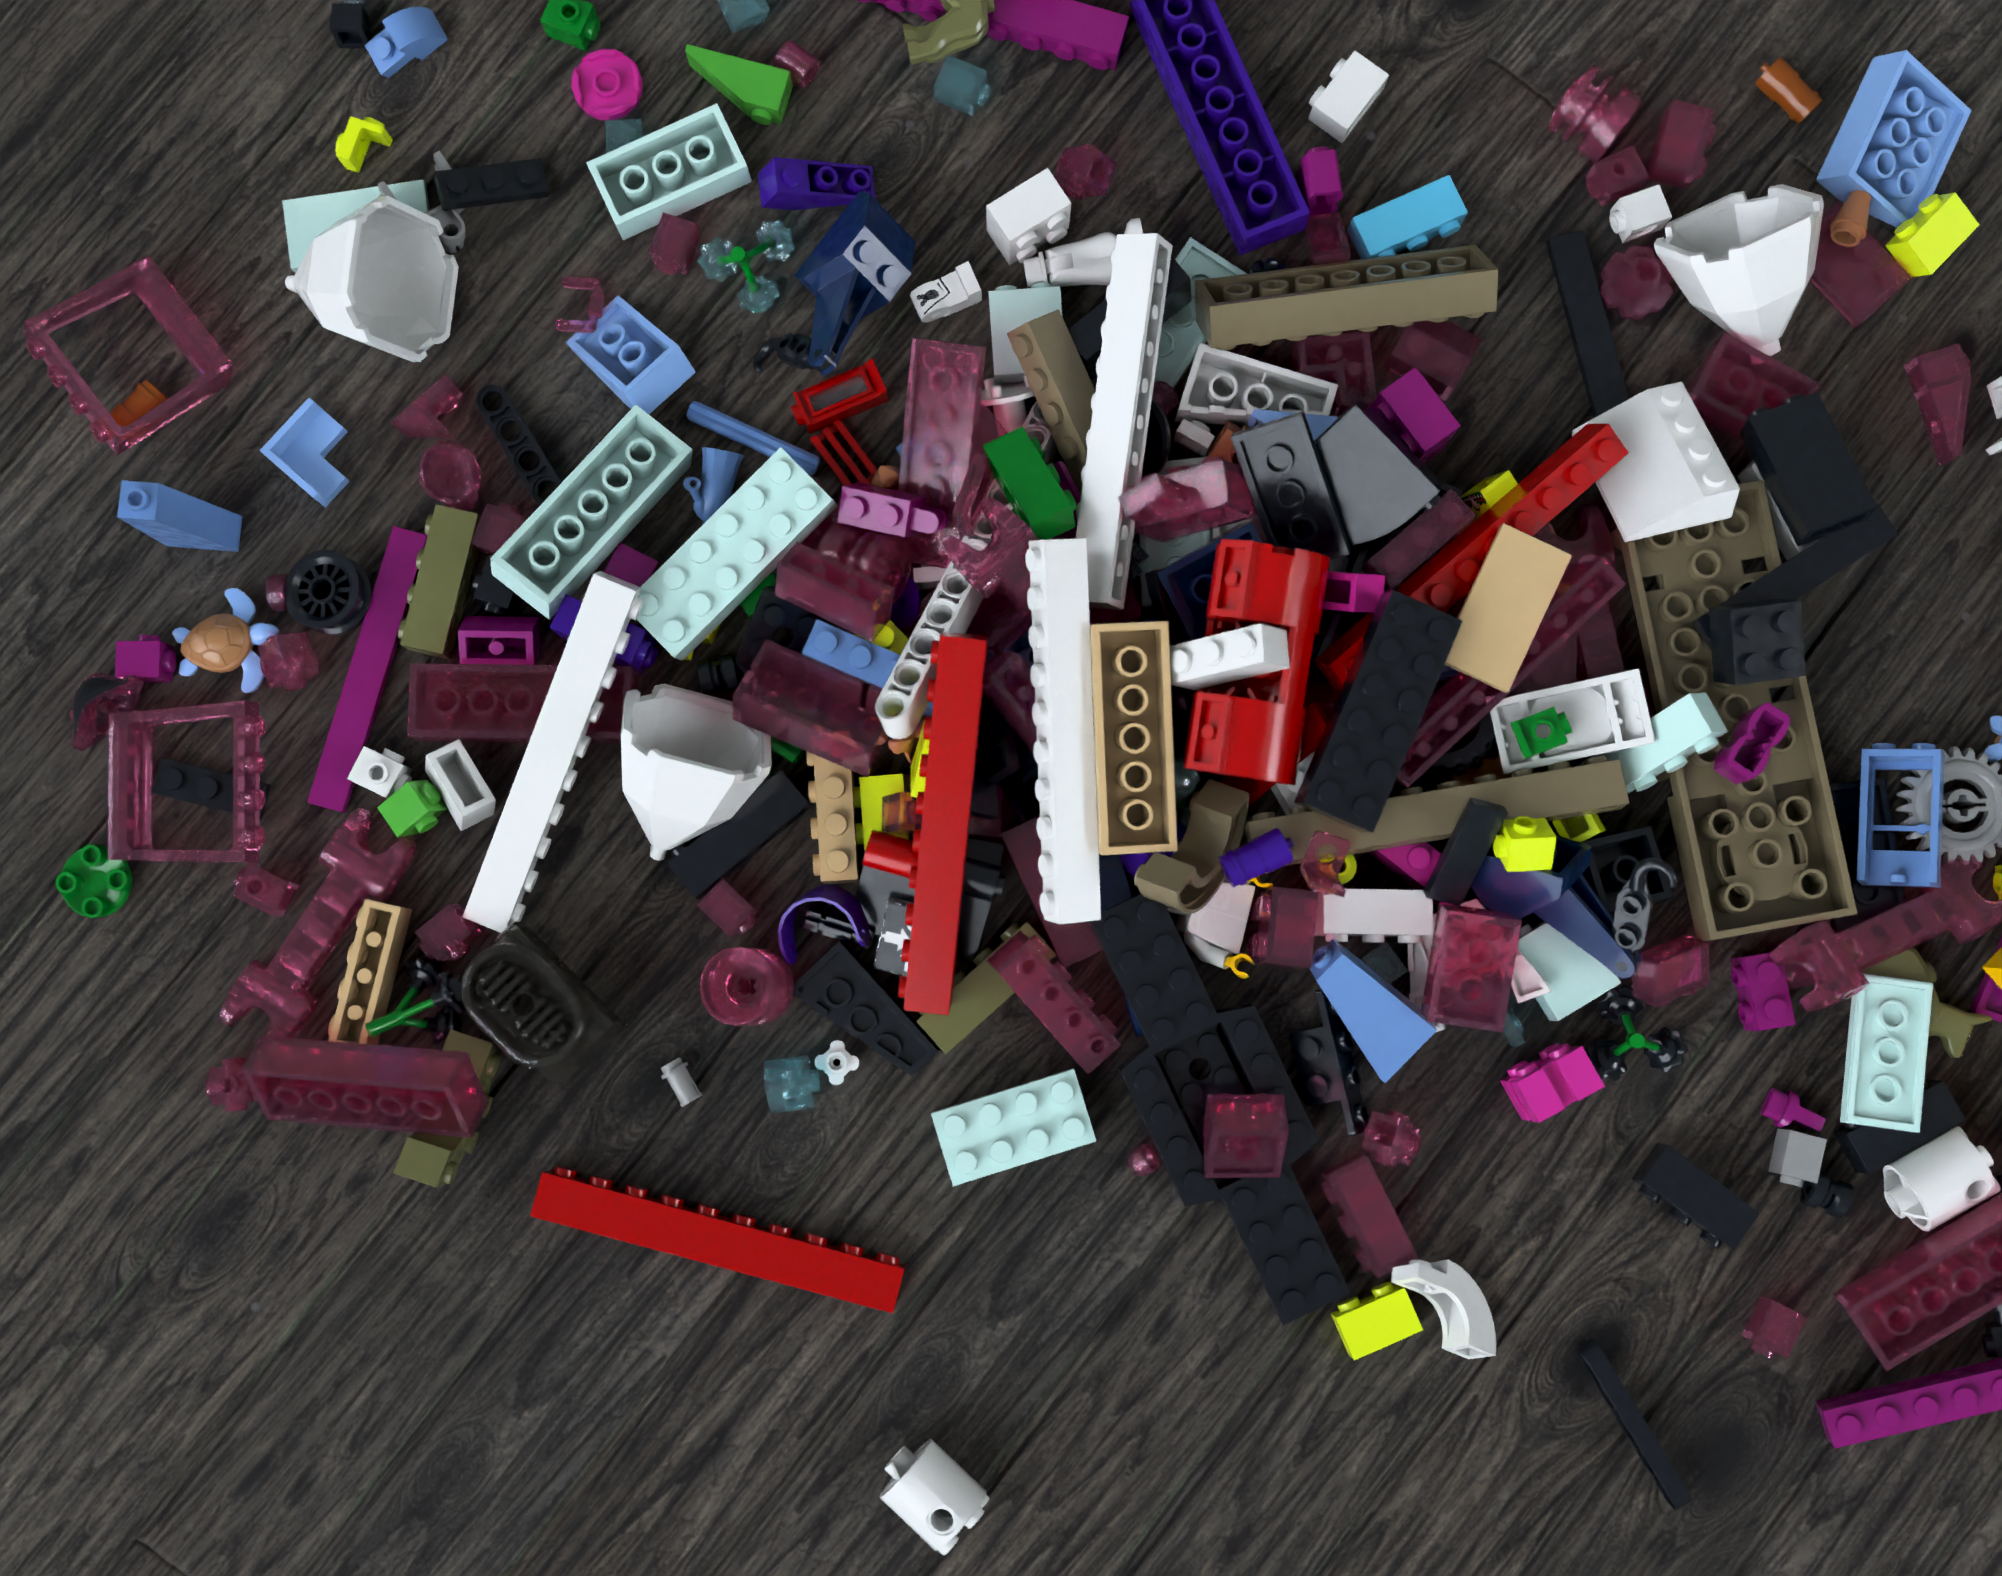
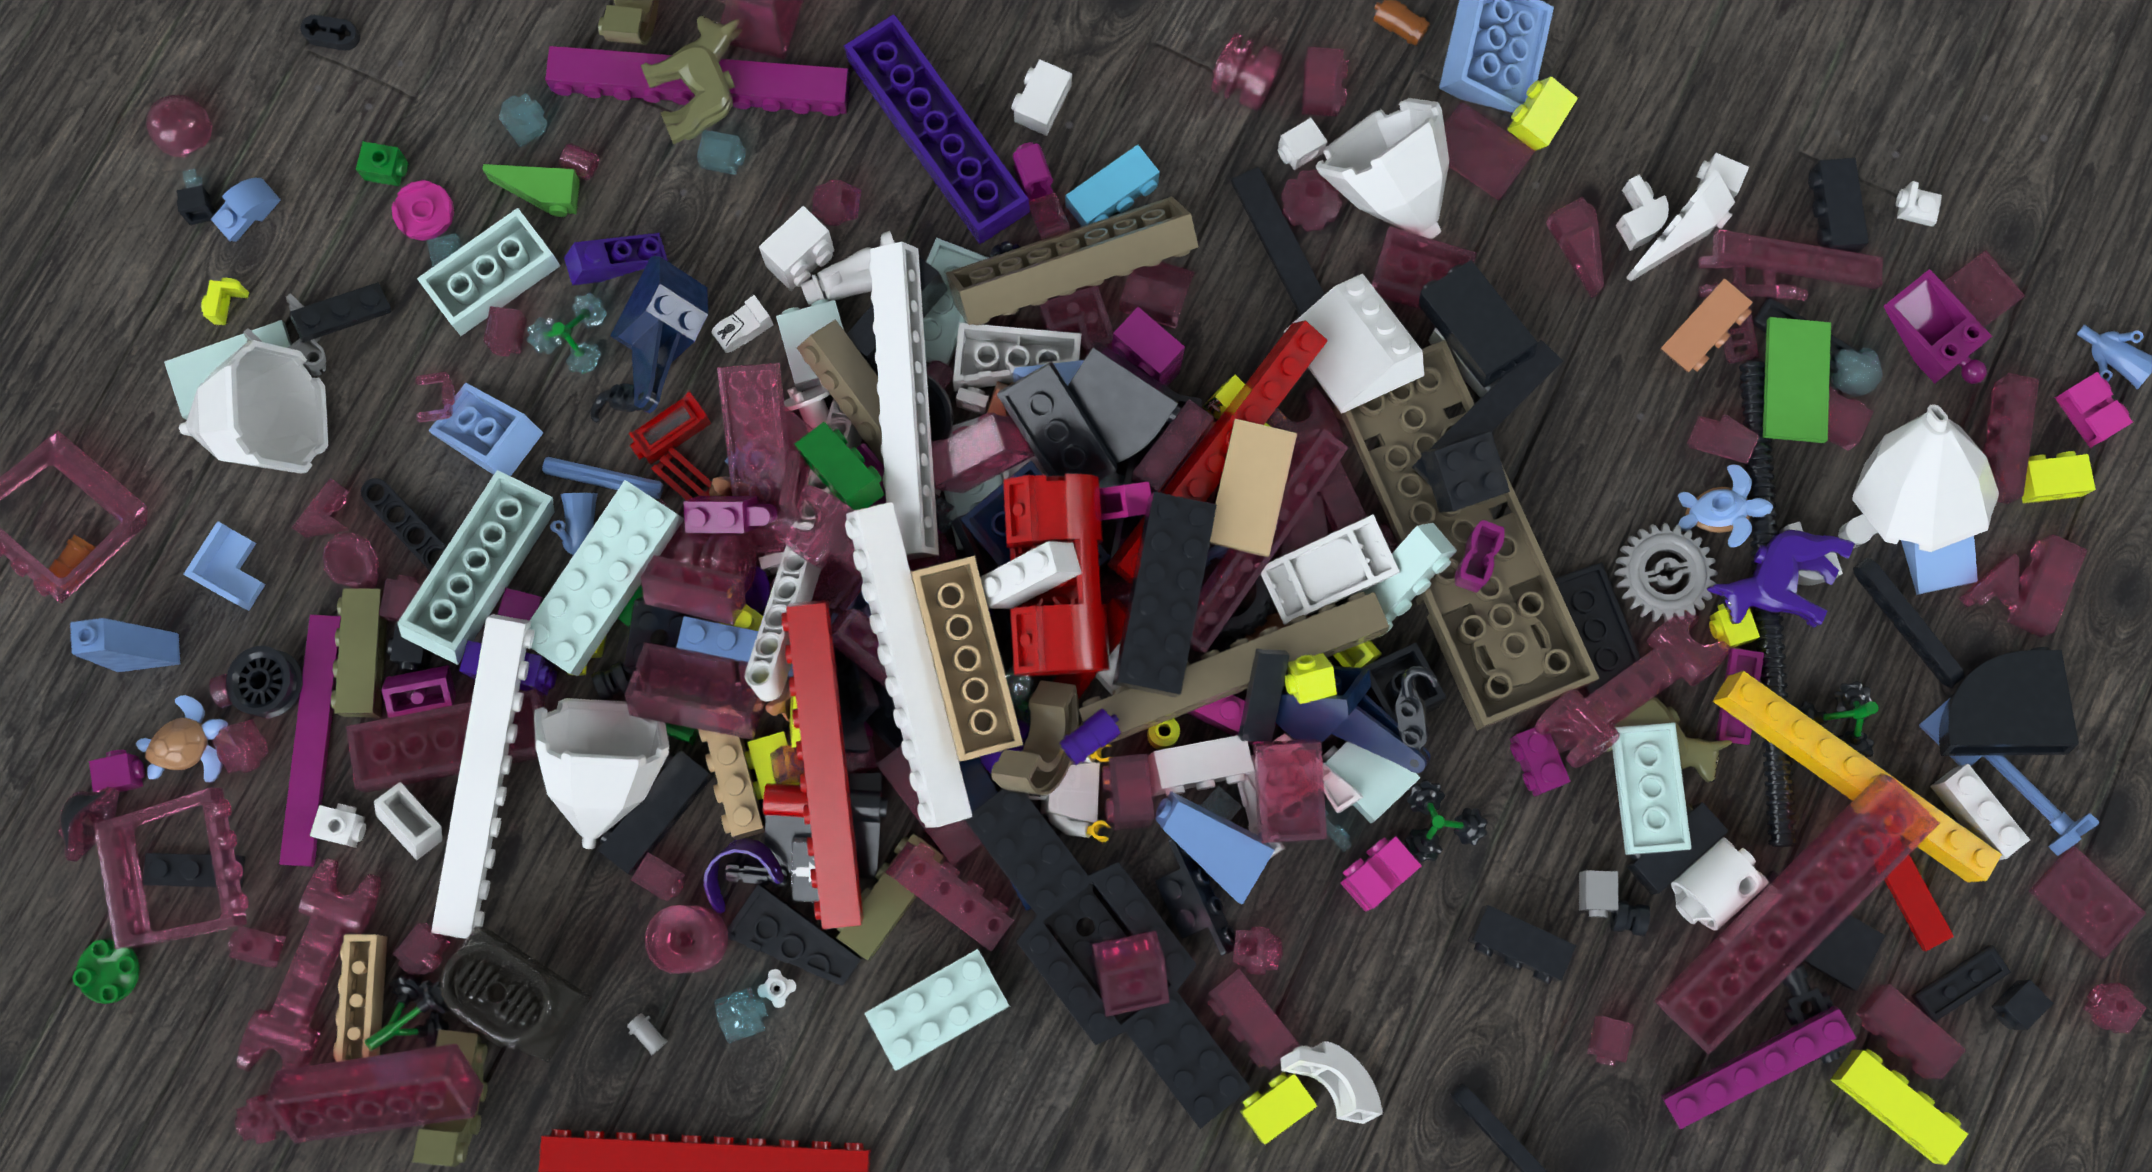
camera: 15 degrees left, 5 degrees down
(413, 808) = (371, 849): bright green brick -> none
(1143, 1160) = (1054, 1015): clear pink hinge -> none
(1151, 499) = (941, 459): clear pink piece -> none
(1323, 876) = (1148, 740): clear pink bracket -> none
(1533, 745) = (1301, 596): green brick -> none
(1616, 176) = (1276, 117): clear pink brick -> none
(1672, 971) = (1459, 759): clear pink brick -> none
(1786, 1108) = (1579, 855): magenta piece -> none
(1852, 220) = (1473, 115): nougat cone -> none
(1891, 866) = (1630, 632): medium blue door -> none

